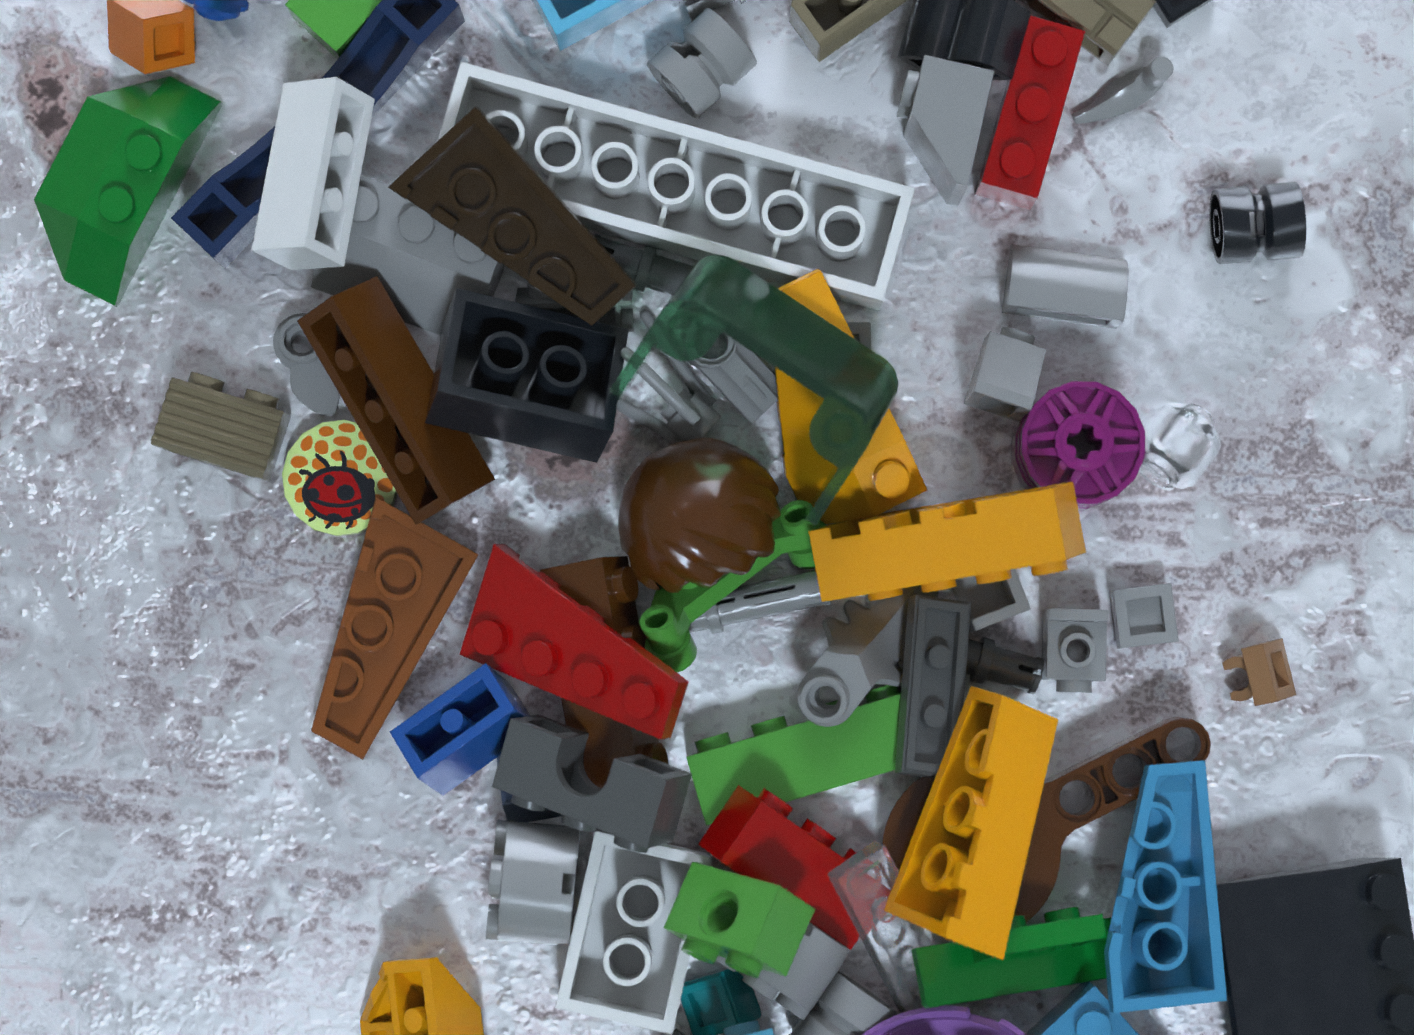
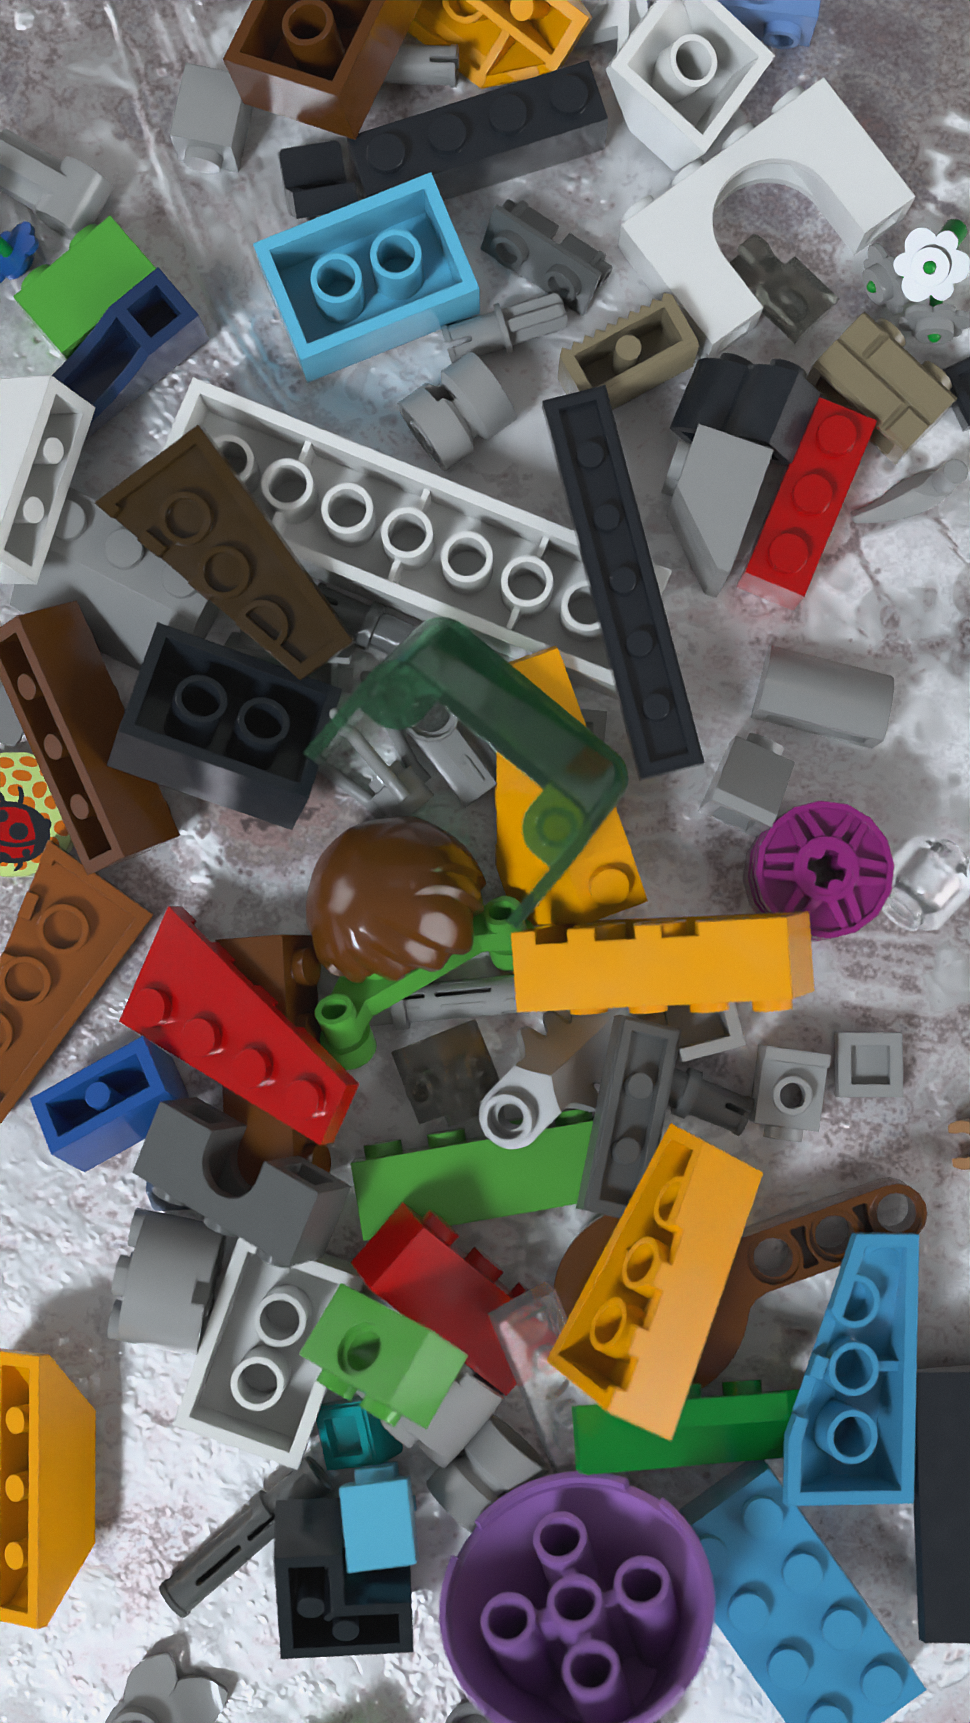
camera: 10 degrees right, 0 degrees up
(763, 667) = (447, 1073): none -> clear smoke brick
(872, 205) = (622, 583): none -> black tile

